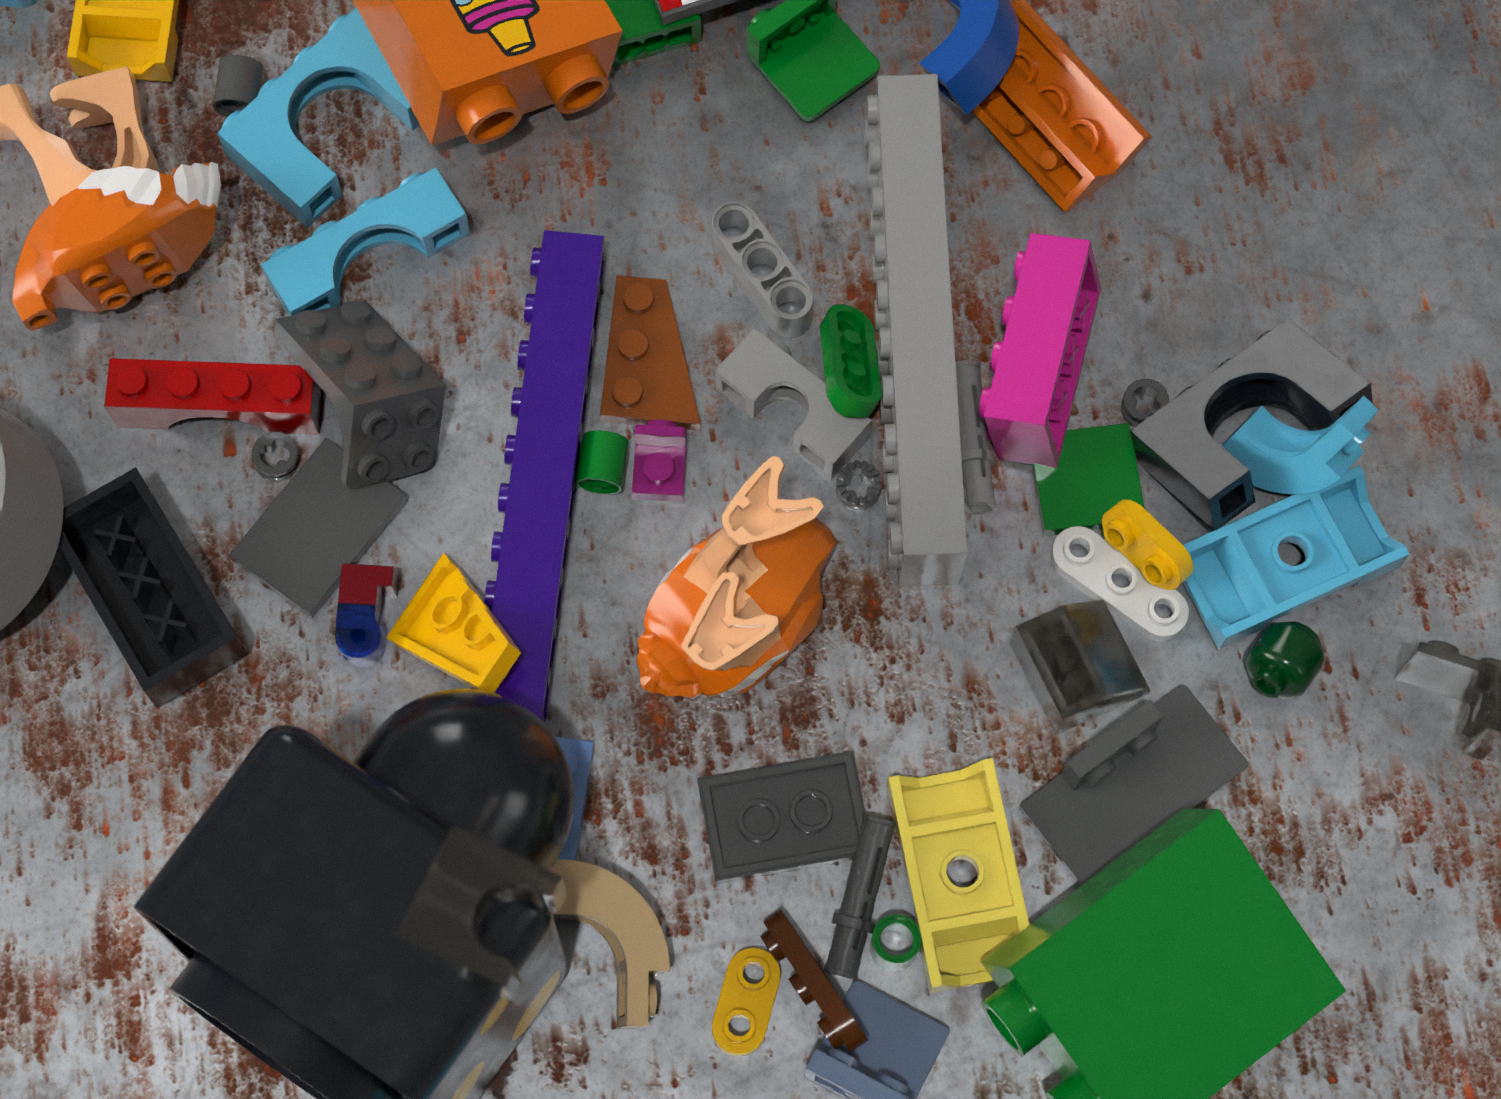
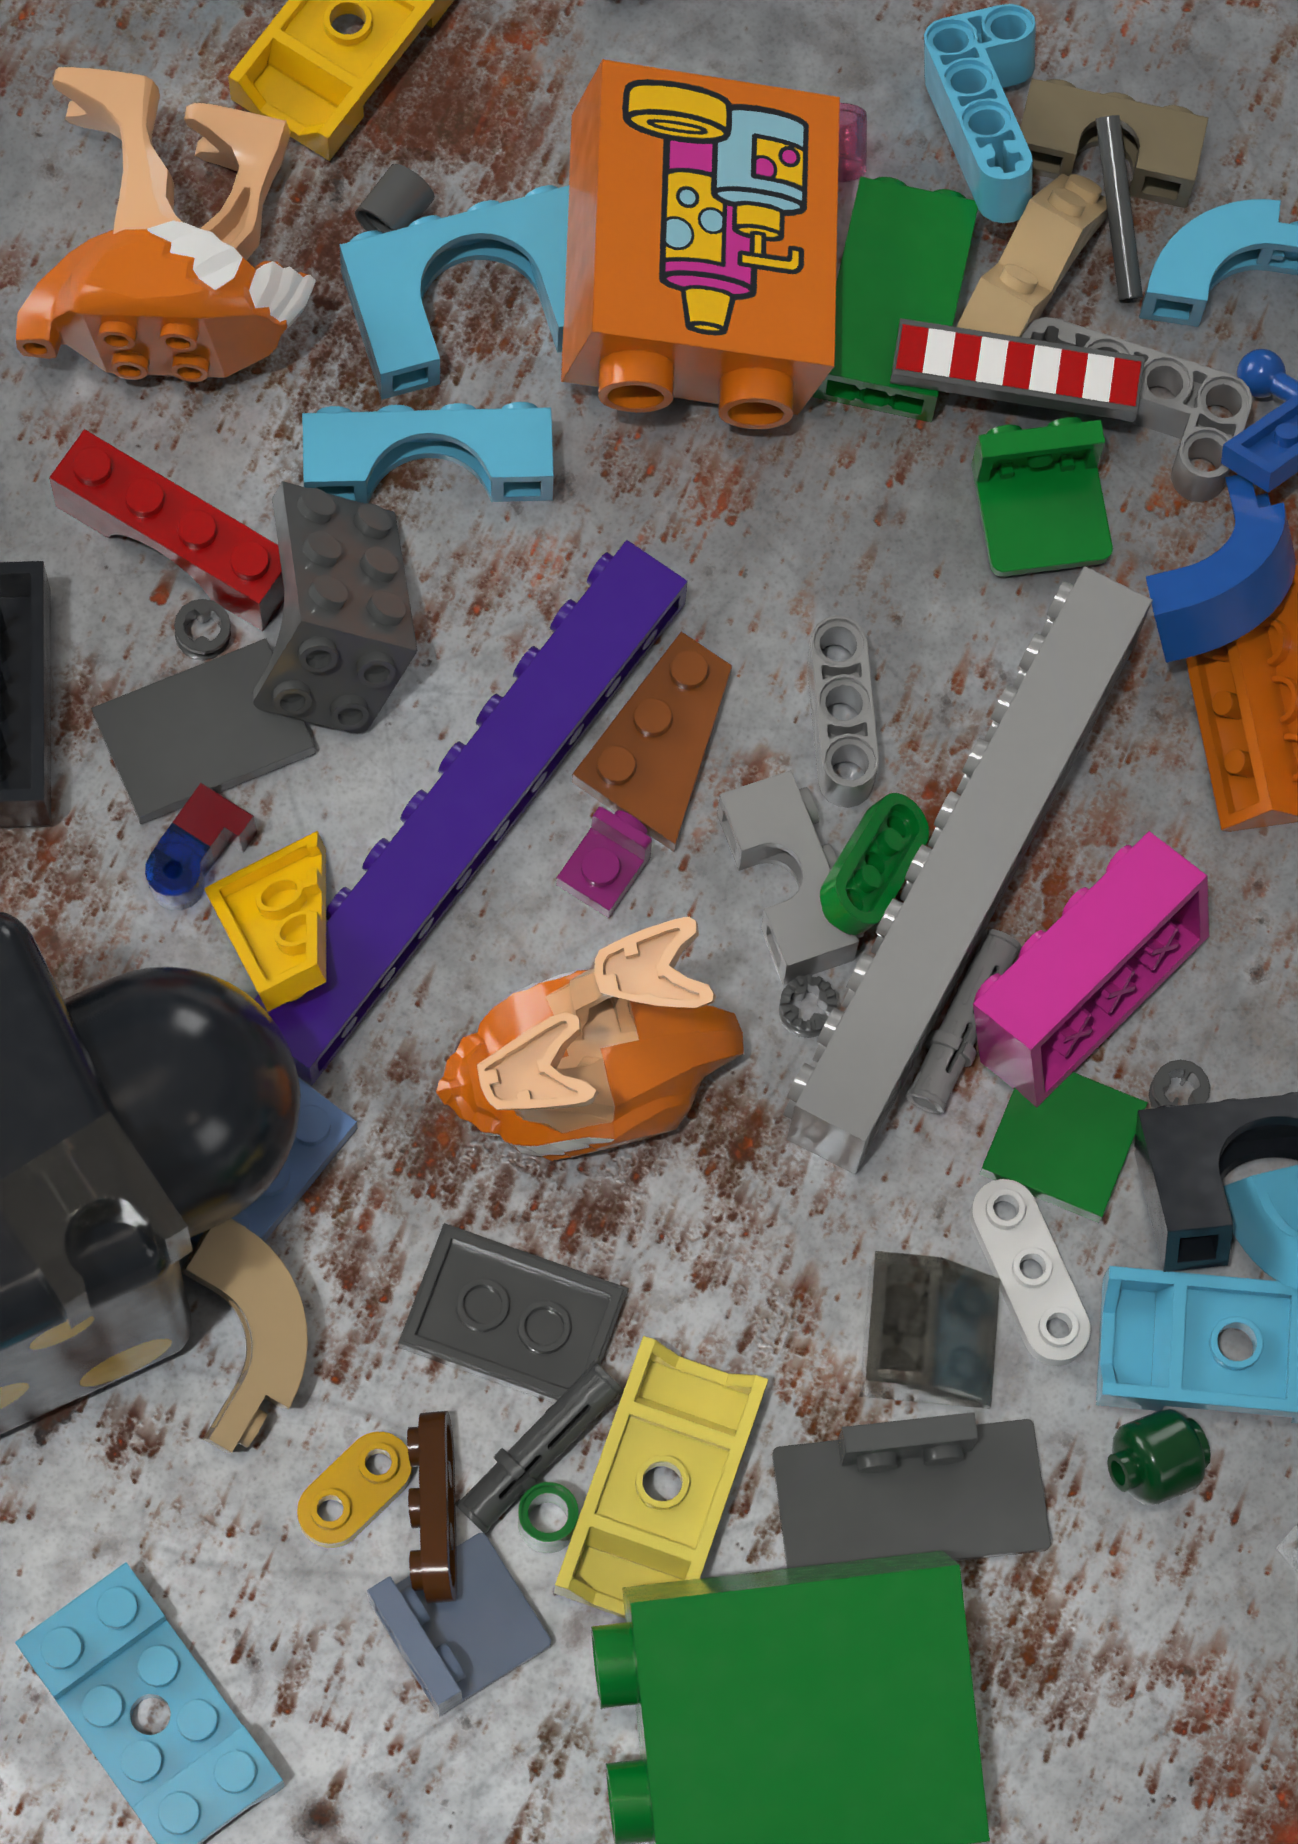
camera: 25 degrees right, 0 degrees up
(602, 462) = (543, 827): green beam -> none
(1147, 545) = (1080, 1245): yellow plate -> none

